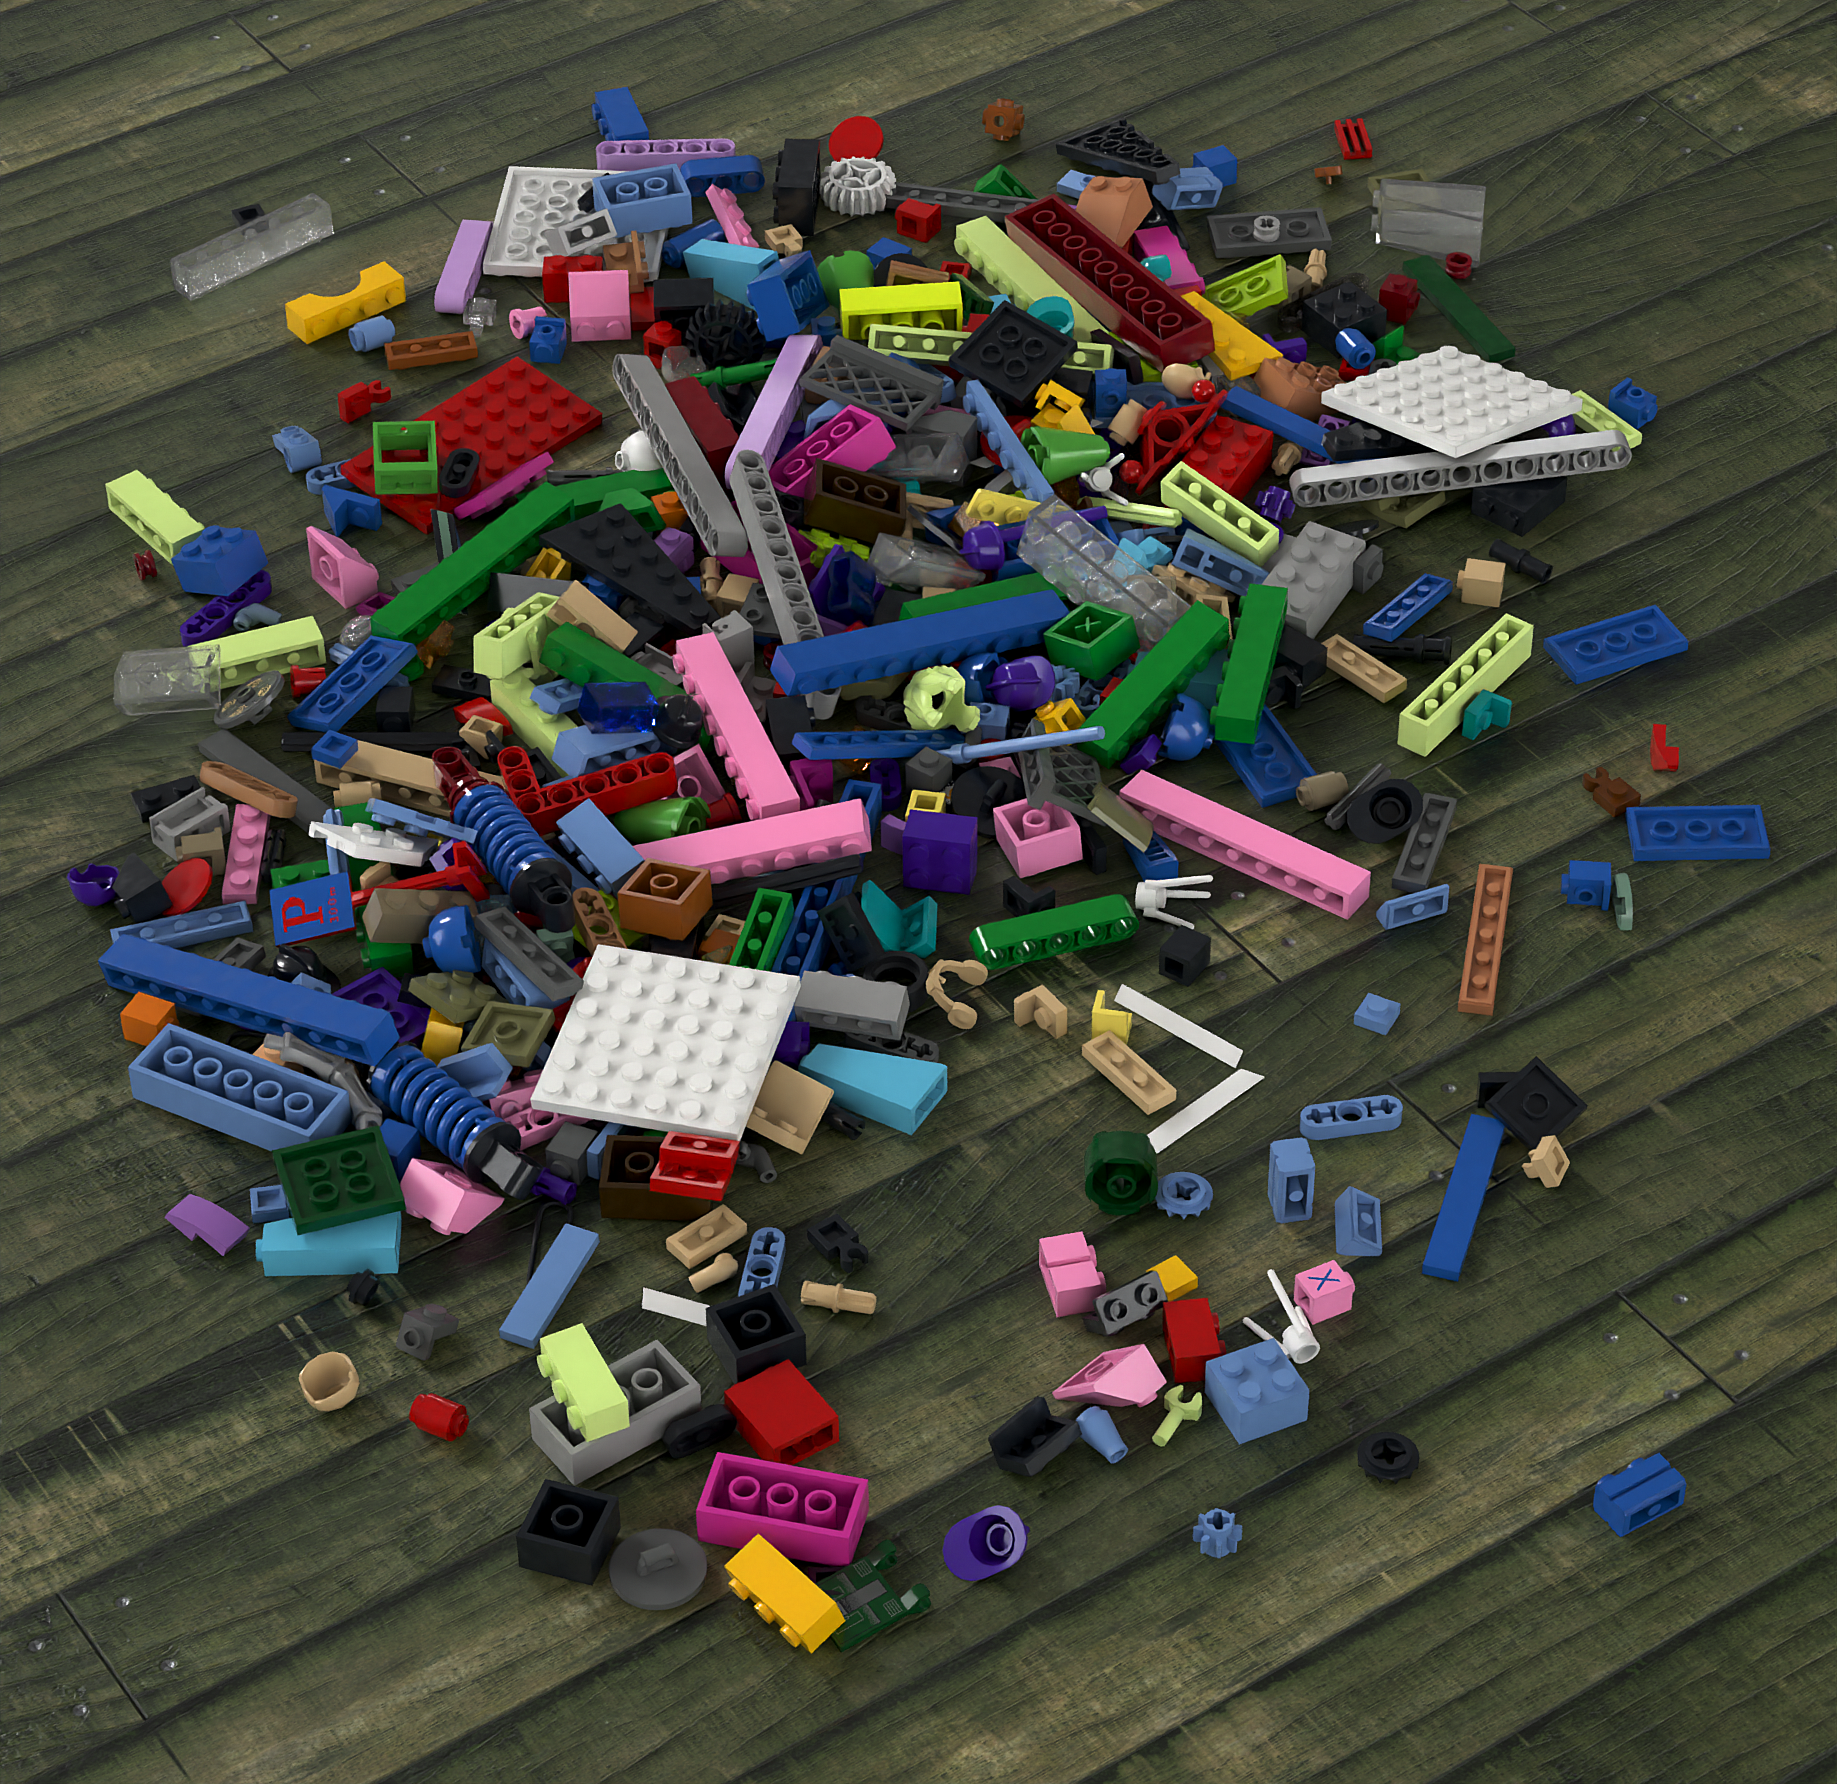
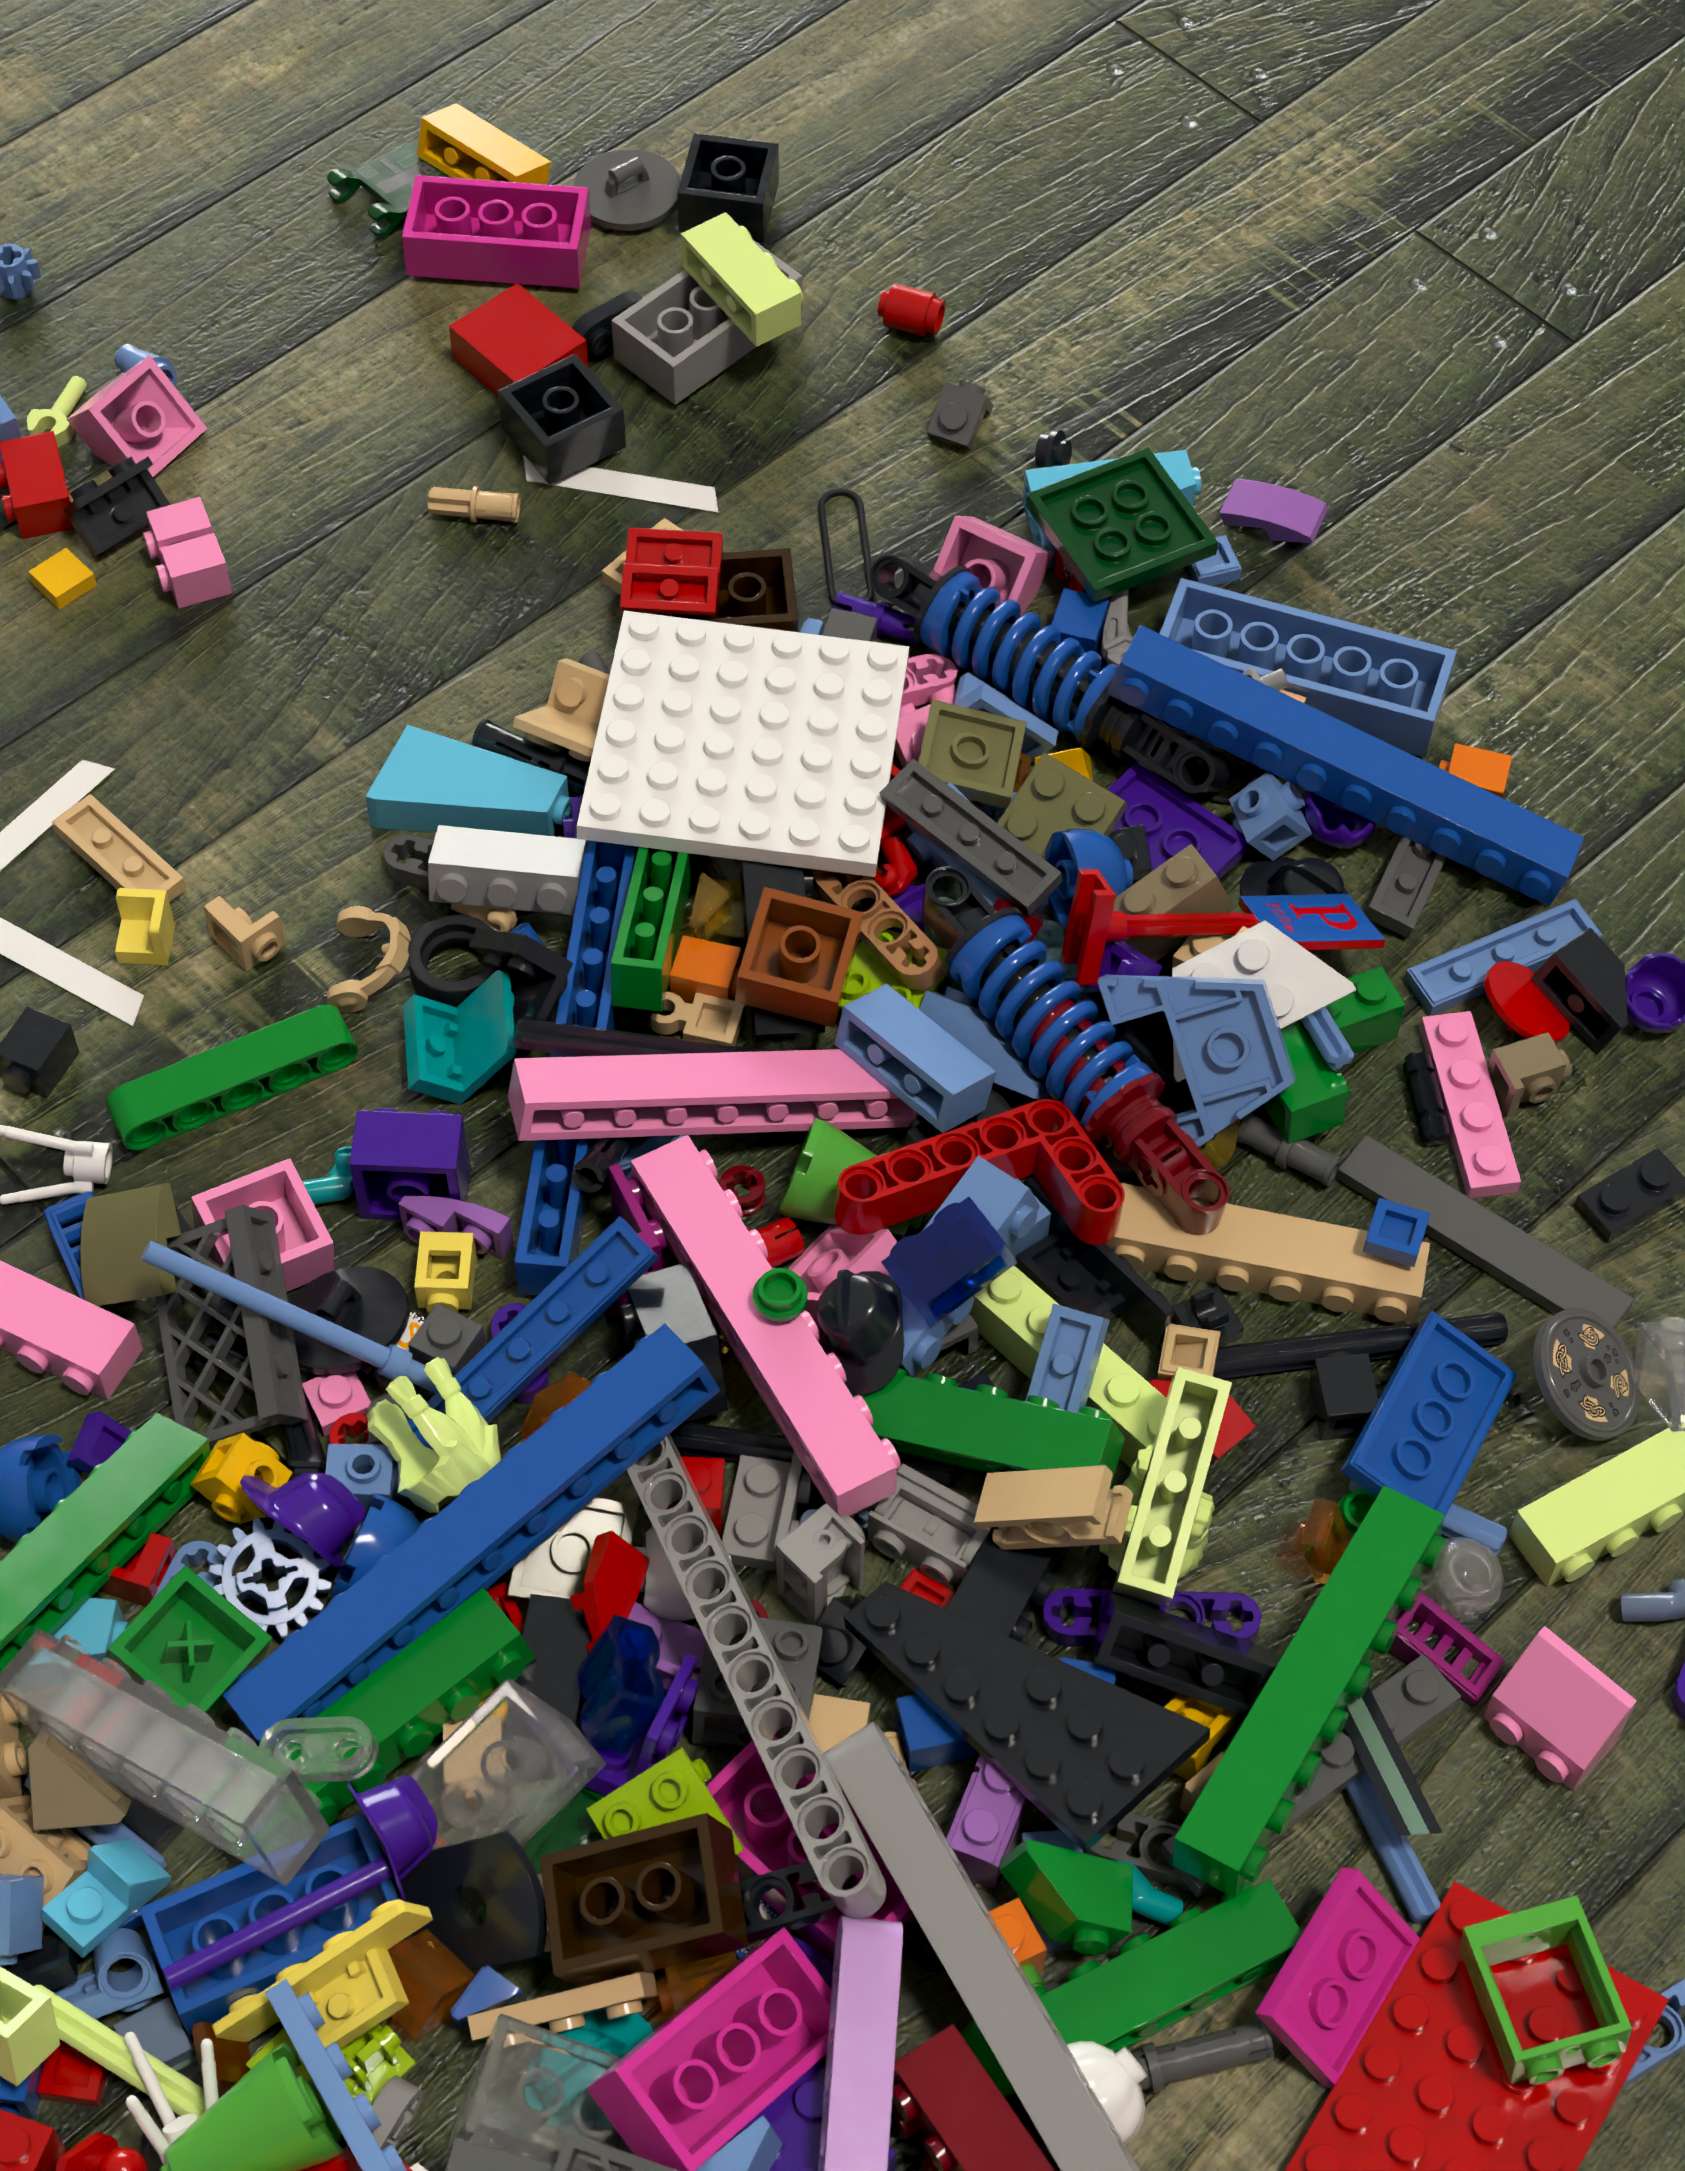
camera: 170 degrees right, 15 degrees up
(188, 817) = (1572, 1127): light grey hinge -> none
(248, 789) = (1515, 1186): medium nougat beam -> none
(305, 679) = (1515, 1453): red bush -> none
(329, 1381) = (1047, 328): tan hair -> none
(350, 508) = (1625, 1903): blue slope -> none
(356, 793) = (1340, 1203): tan brick -> none
(459, 472) = (1431, 1987): black plate -> none
(461, 683) = (1257, 1495): black plate -> none
(549, 1286) = (829, 484): medium blue tile -> none
(722, 1269) = (627, 516): tan arm -> none
(723, 710) = (780, 1295): none -> green plate
(757, 1259) = (582, 546): medium blue beam -> none
(837, 1238) = (485, 574): black plate -> none
(985, 1543) = (255, 235): dark purple piece -> none
(990, 876) = (337, 1184): none -> teal arm
(1018, 576) = (323, 1746): none -> clear plate
(1021, 899) = (276, 1120): black bracket -> none
(1032, 1438) = (220, 348): black bracket -> none
(1120, 1171) = (123, 670): dark green brick -> none
(1188, 1185) = (50, 671): medium blue gear -> none

